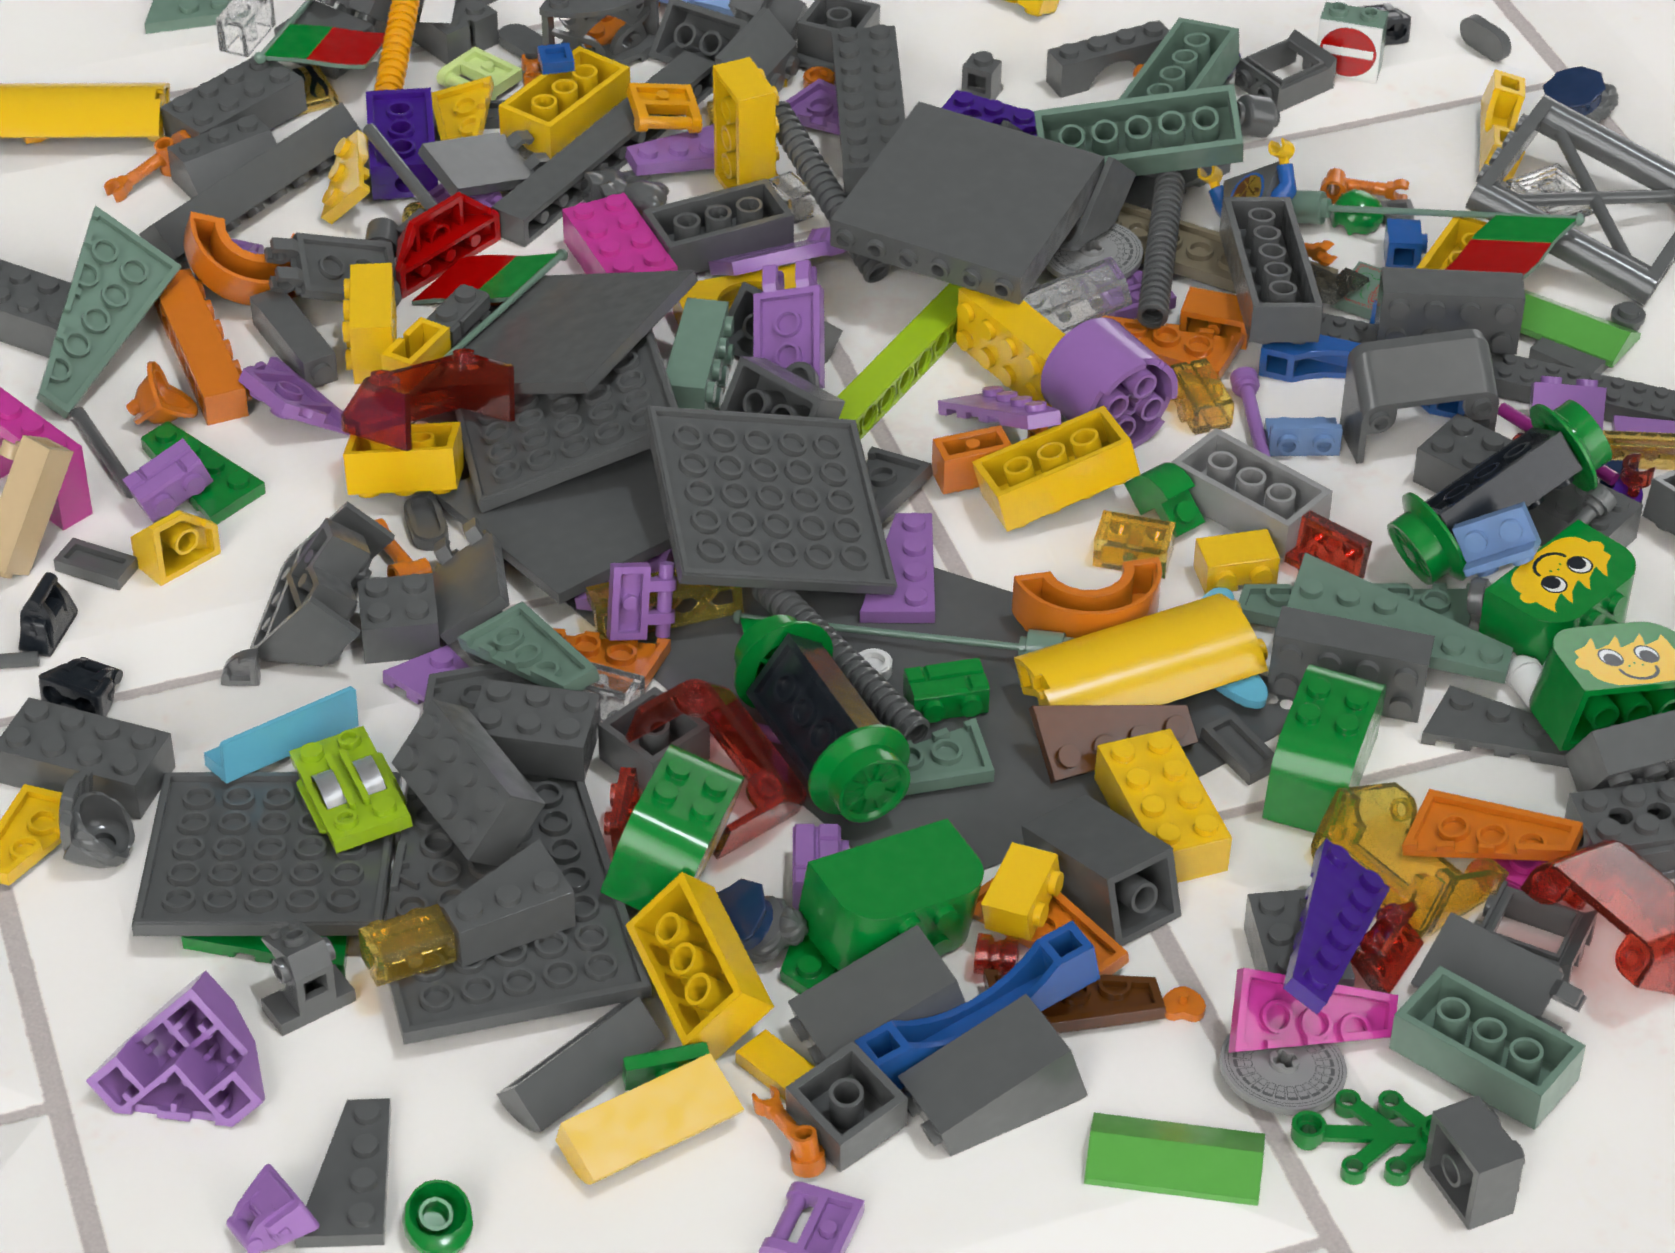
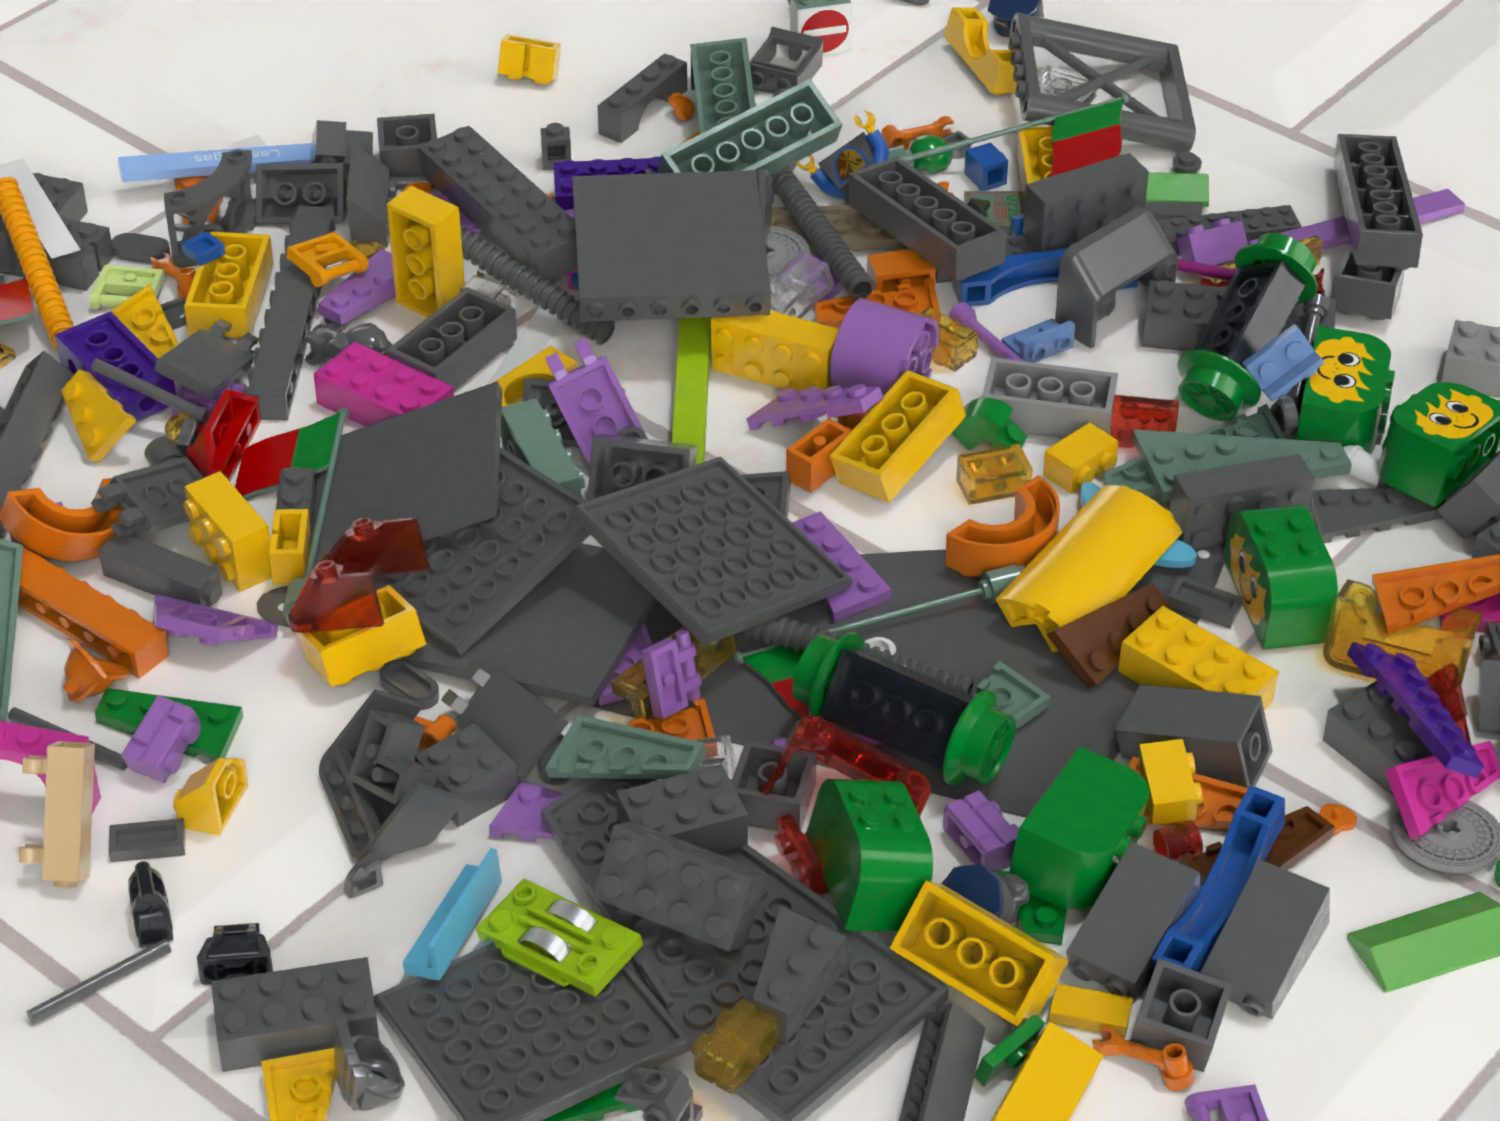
camera: 30 degrees left, 0 degrees up
(815, 246) = (522, 346): medium lavender tile -> none
(947, 689) = (960, 645): green brick -> none

